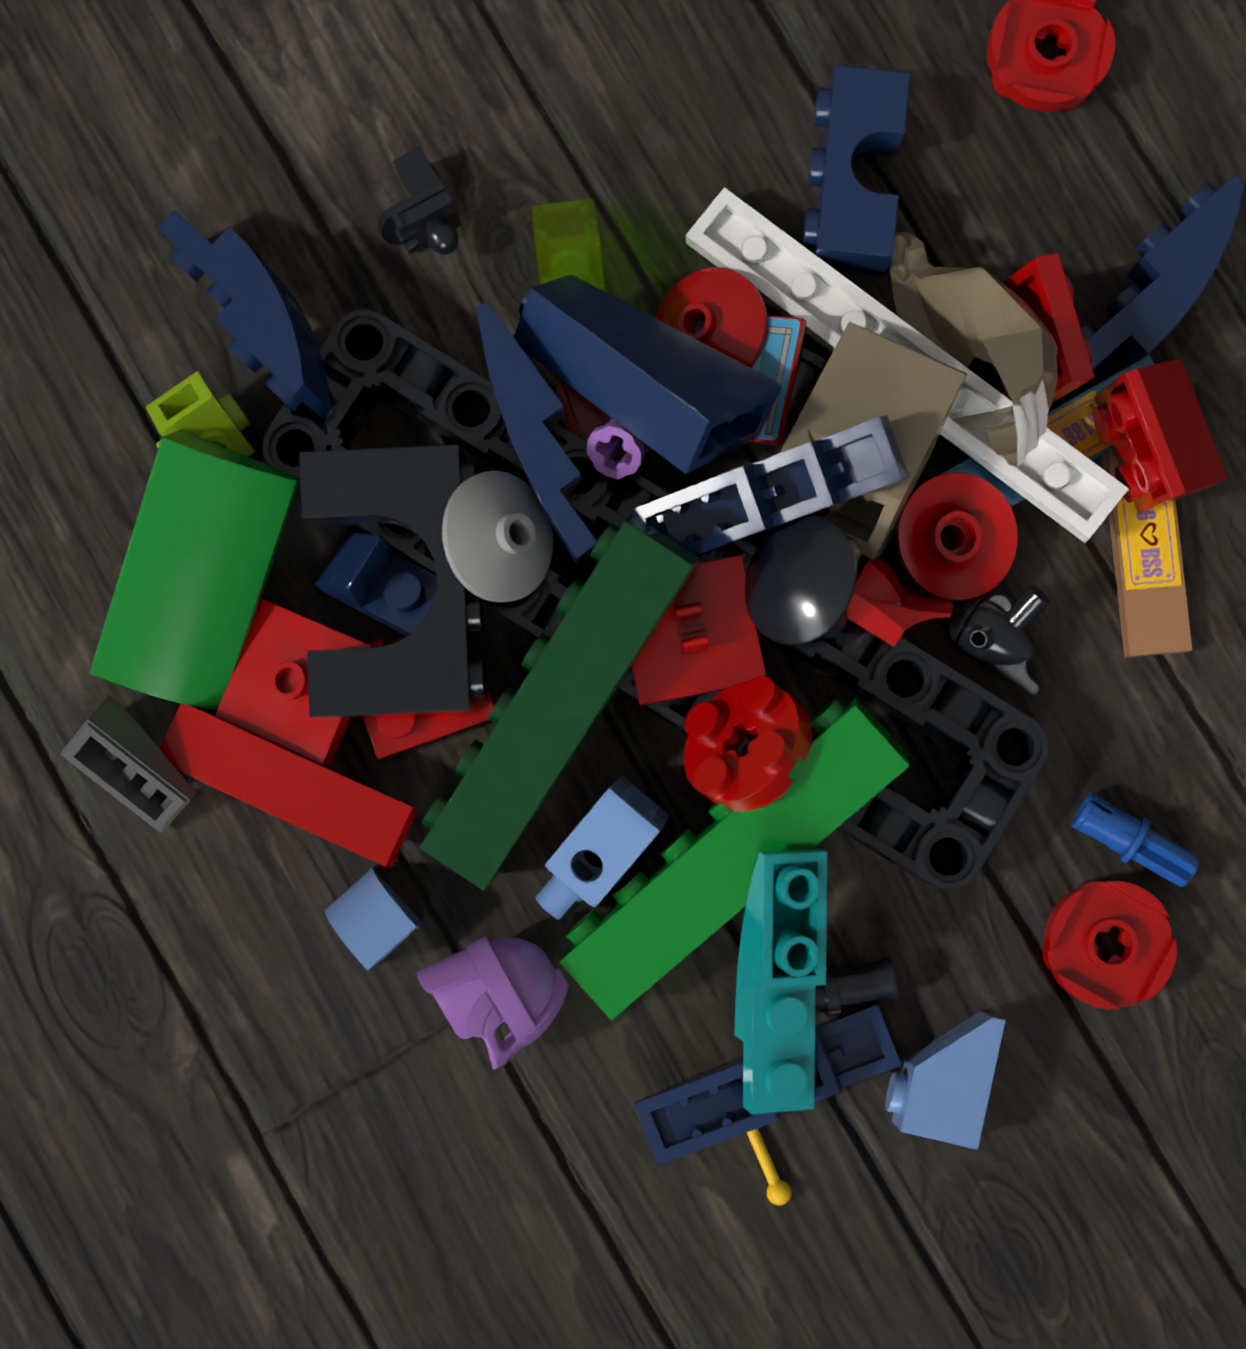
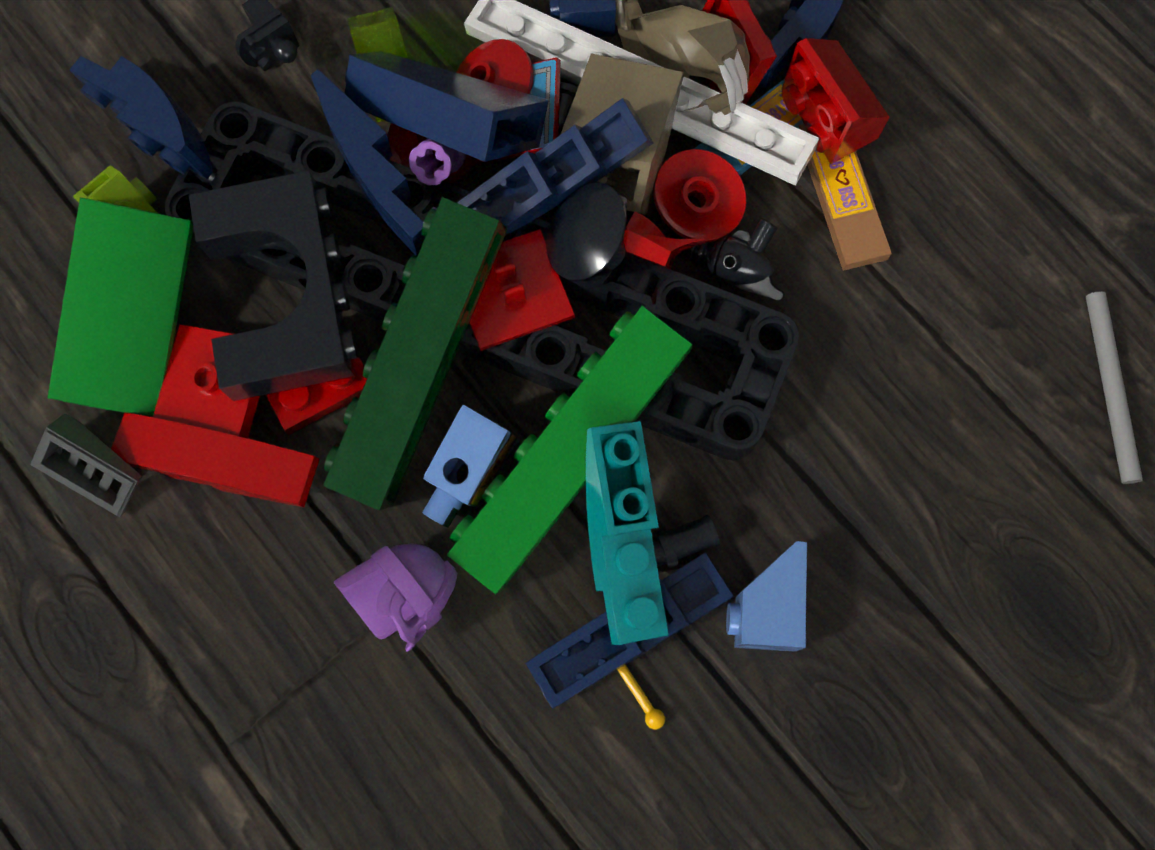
camera: 10 degrees left, 10 degrees down
(371, 919) = (297, 555): medium blue brick -> none
(379, 582) = (262, 294): dark blue slope -> none
(480, 542) = (349, 236): light grey dish -> none
(720, 727) = (572, 333): red plate -> none
(1134, 840) = (879, 396): blue axle -> none
(1144, 932) = (900, 464): red plate -> none

